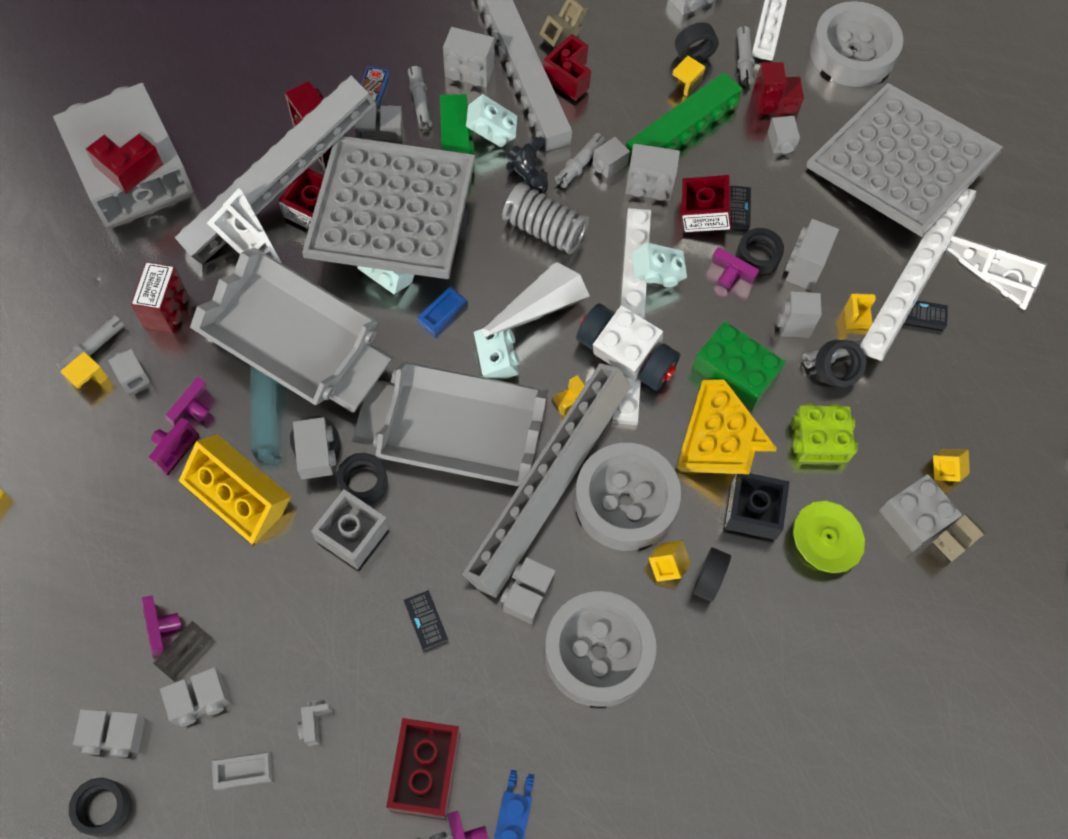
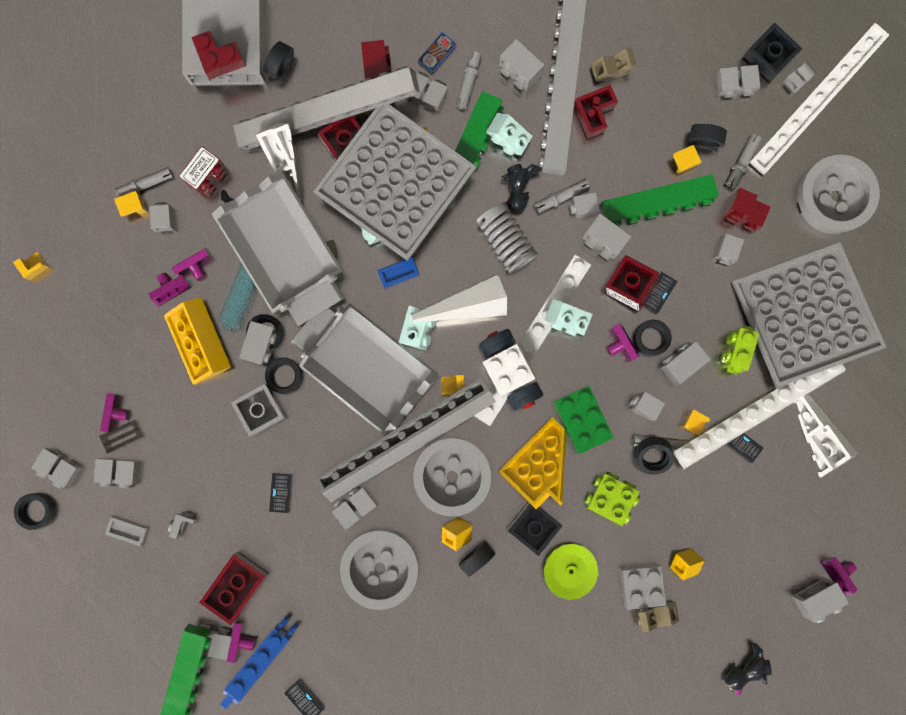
camera: 30 degrees right, 20 degrees up
(198, 155) = (278, 60): none -> black tyre
(859, 216) = (739, 350): none -> lime brick

